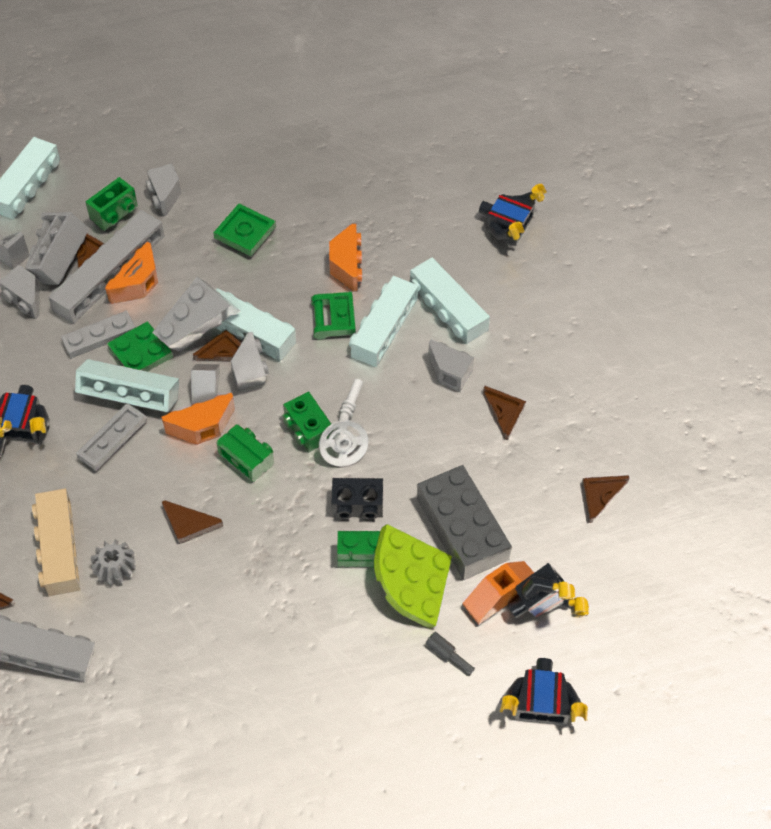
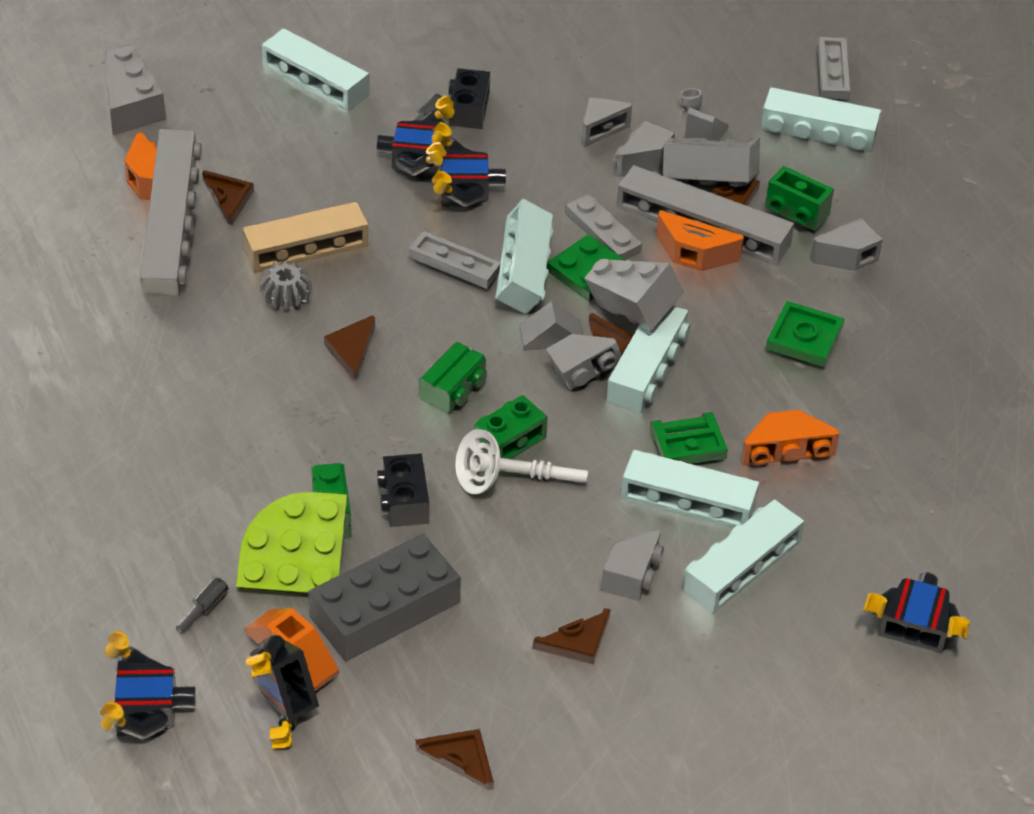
camera: 80 degrees right, 10 degrees down
(201, 420) = (494, 333): orange slope -> none

